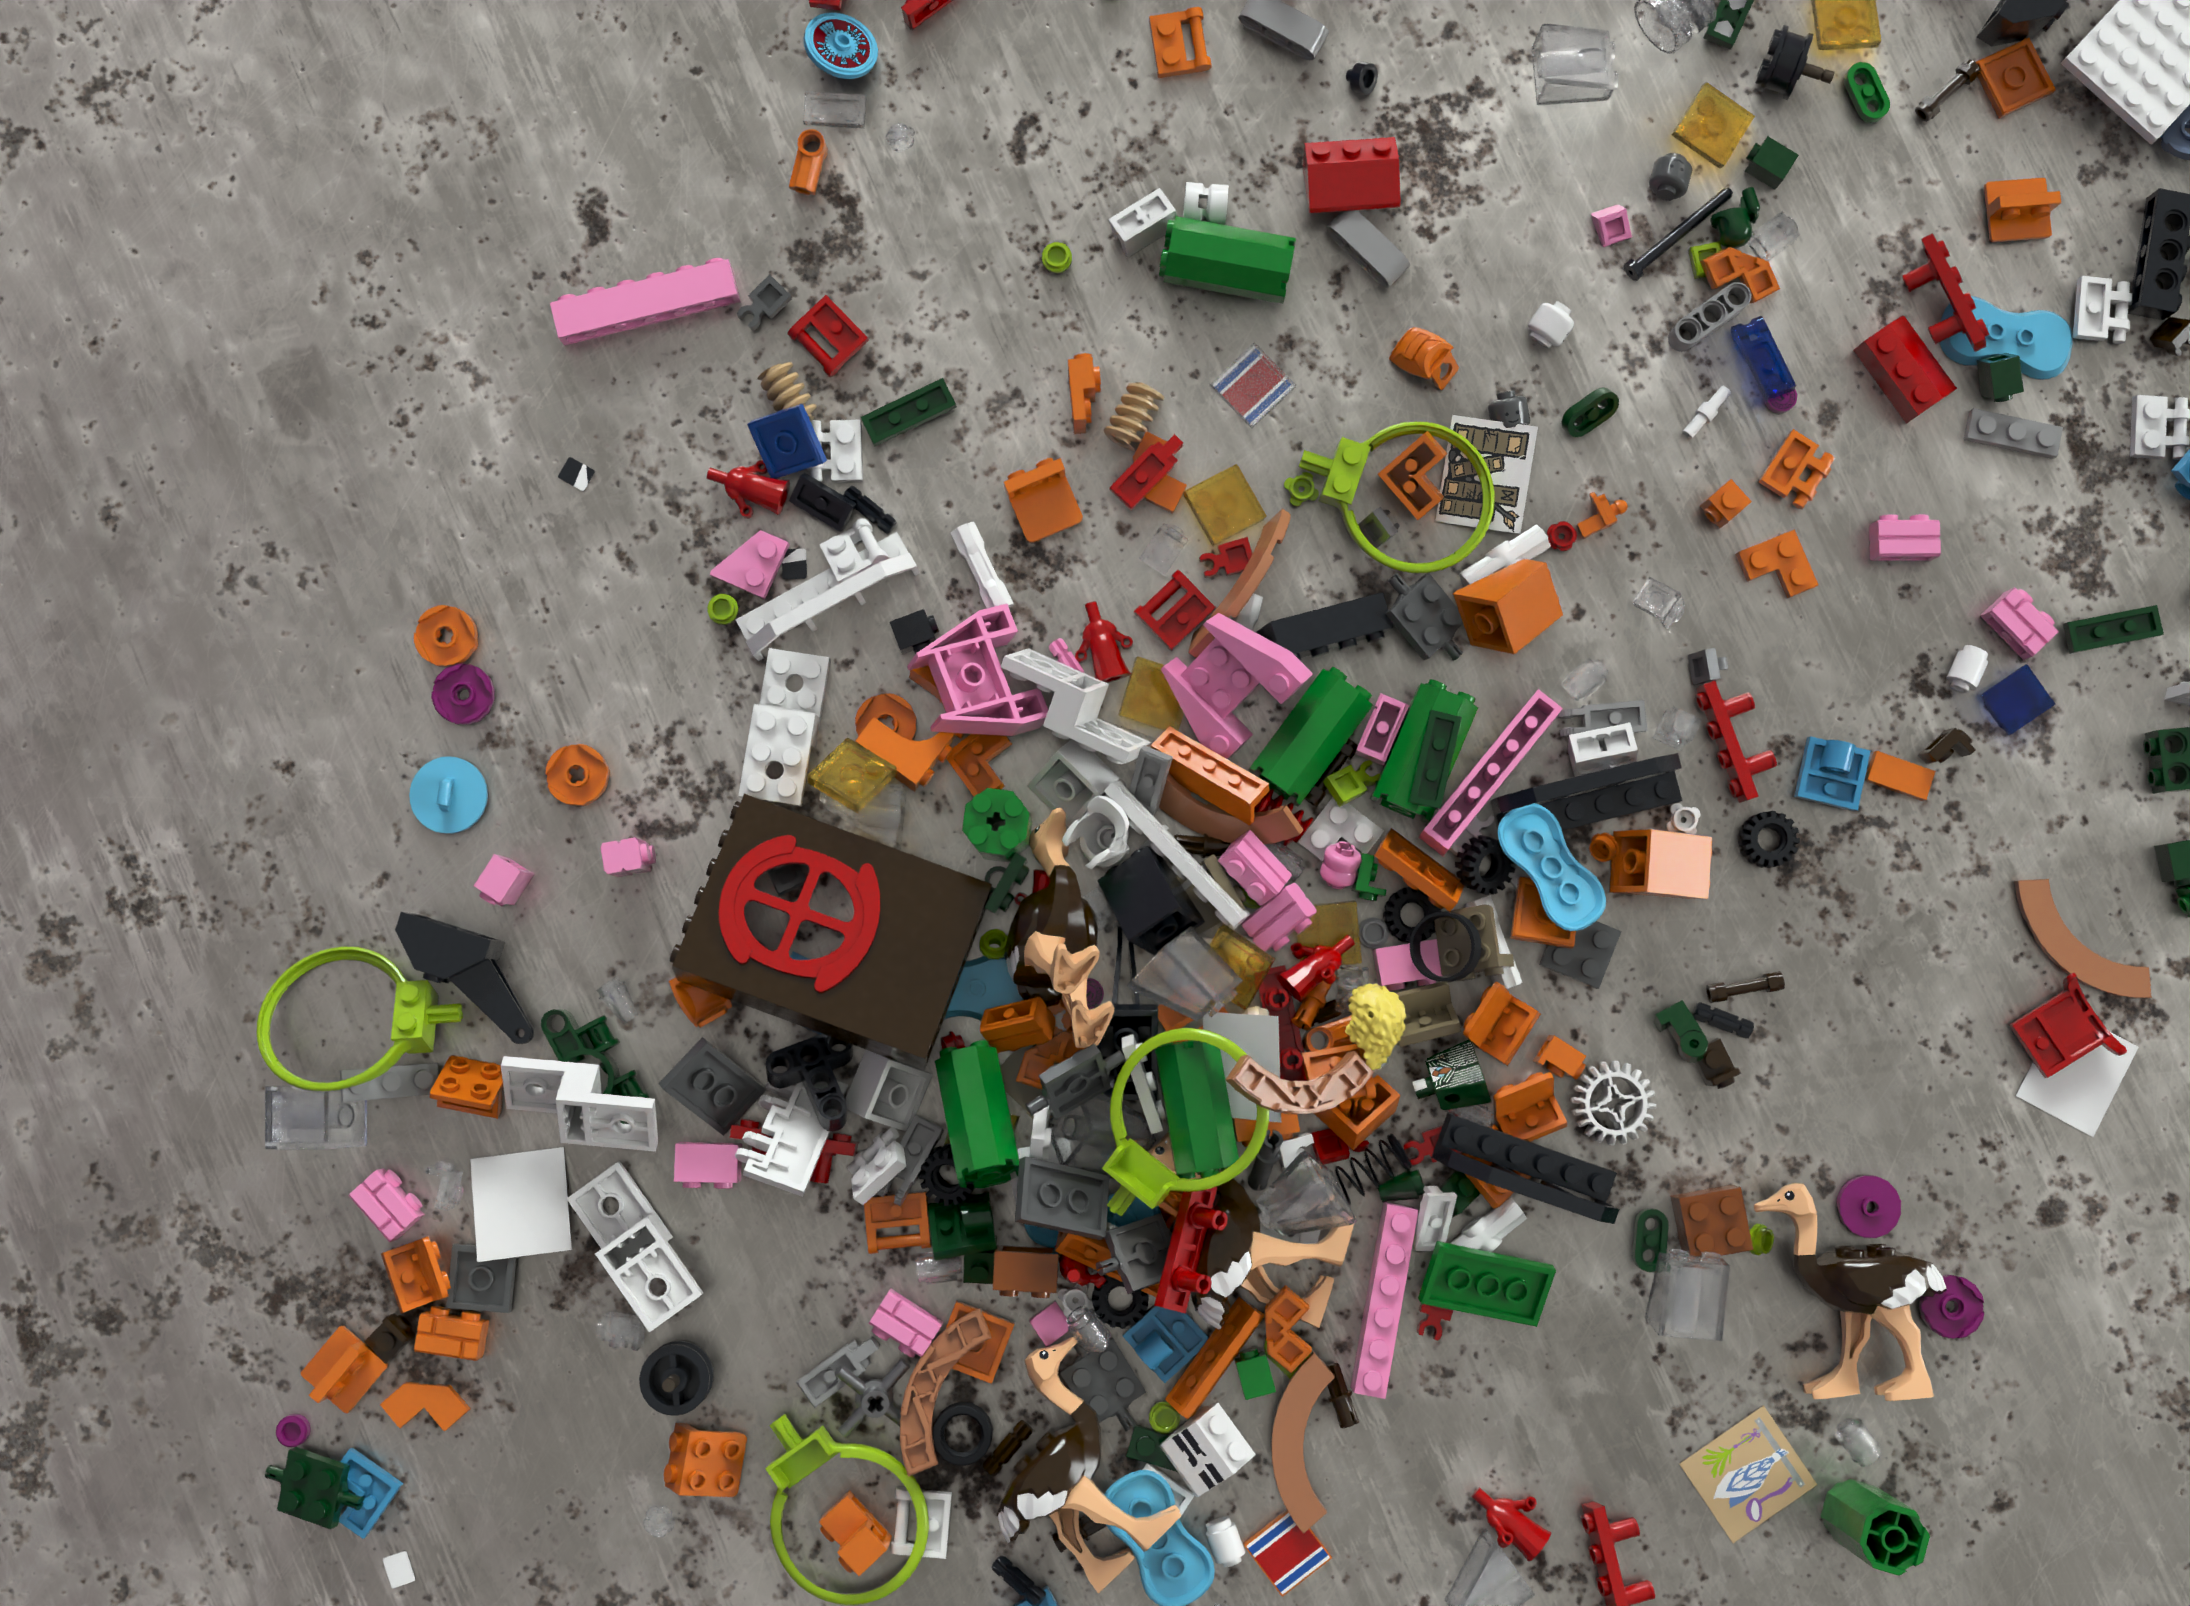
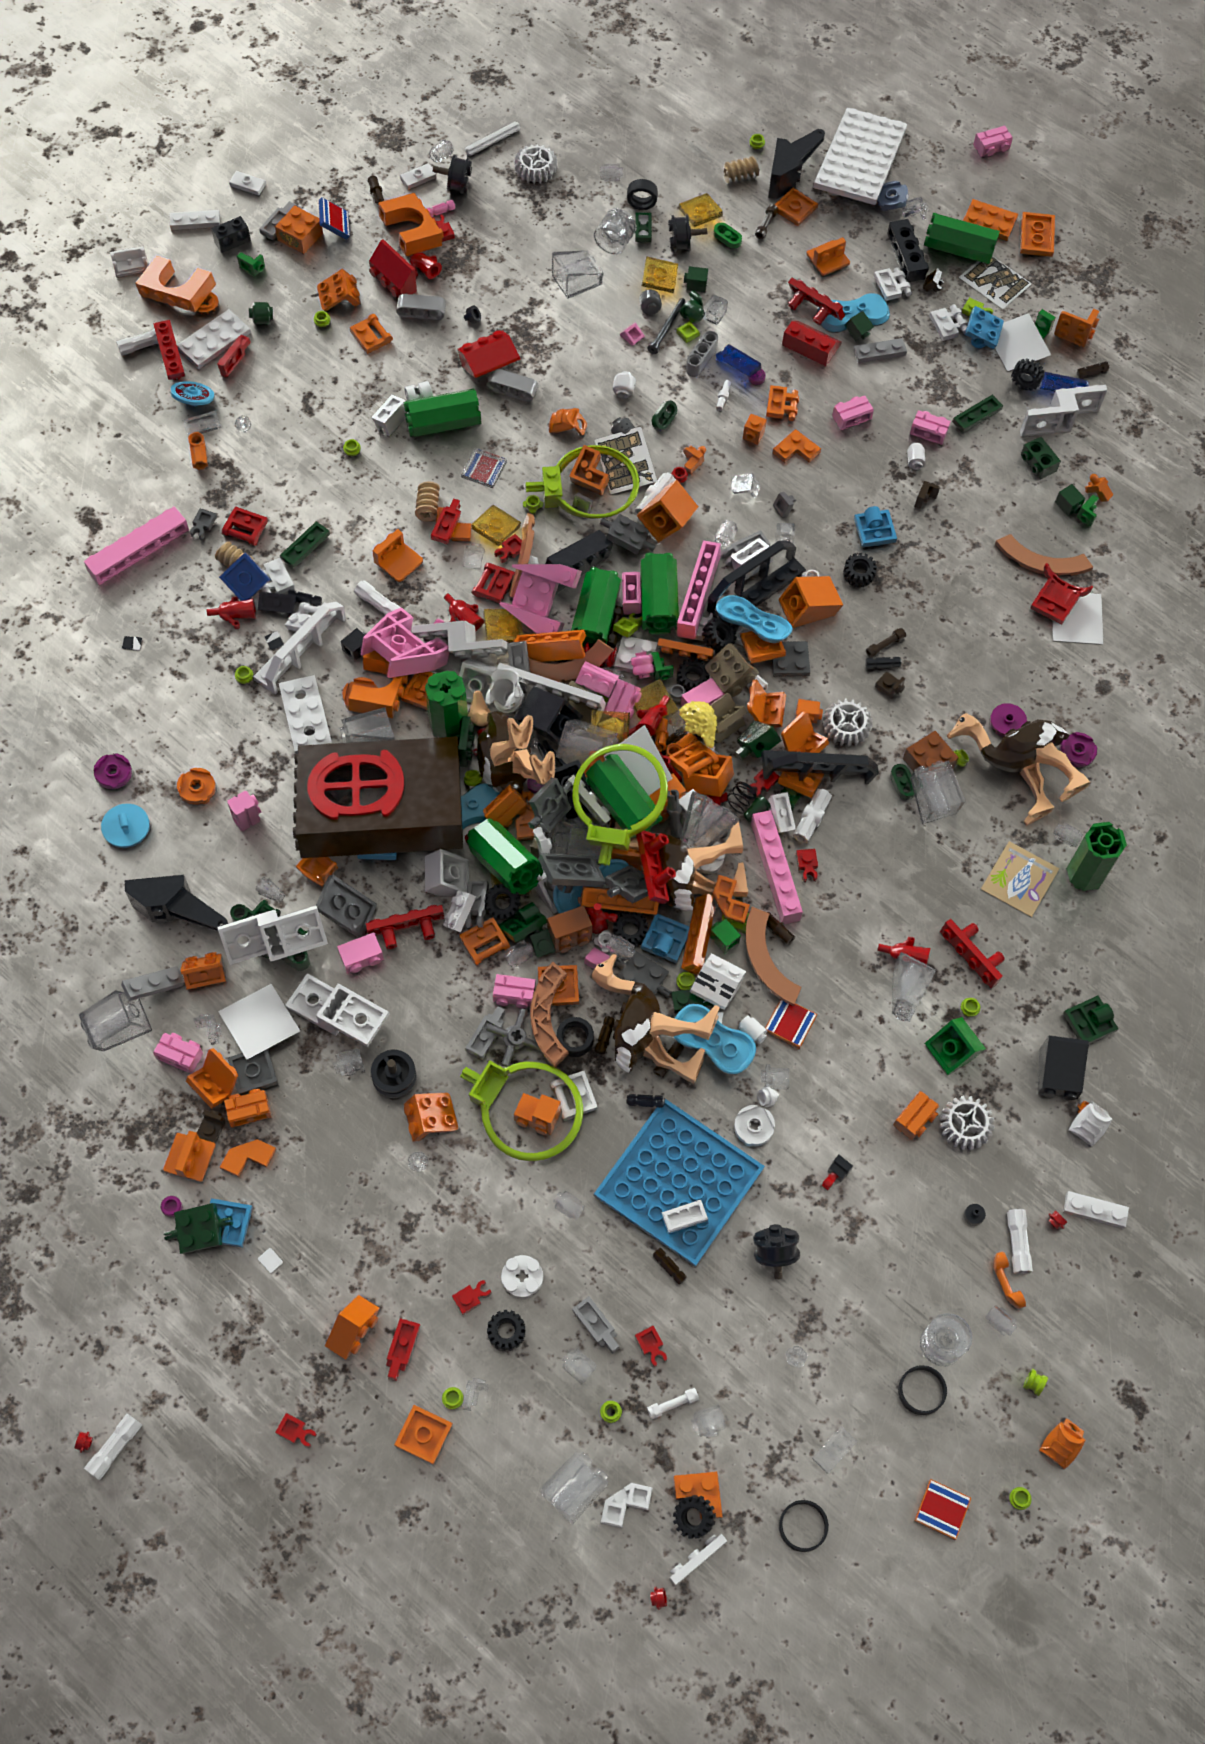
camera: 25 degrees left, 20 degrees down
(412, 1025) = (151, 936): lime brick -> none
(429, 629) = (85, 737): orange plate -> none
(503, 881) = (177, 850): bright pink brick -> none
(753, 564) = (251, 647): bright pink wing -> none
(795, 1141) = (402, 909): white hinge -> none
(812, 1072) = (401, 874): black beam -> none
(852, 775) = (354, 711): clear yellow plate -> none
(1083, 384) = (394, 497): orange plate -> none
(1299, 1096) = (673, 758): nougat tile -> none
(1415, 940) = (703, 664): black tyre -> none
(1435, 759) = (666, 584): dark green plate -> none
(1486, 1284) = (827, 833): green plate -> none
(1604, 847) = (772, 605): orange plate -> none
(1684, 1030) = (864, 672): dark green leg -> none
(1730, 754) = (808, 529): red plate -> none
(1751, 270) = (700, 326): orange tile -> none
(1899, 775) = (910, 517): orange tile -> none
(2017, 700) = (948, 462): clear blue piece -> none

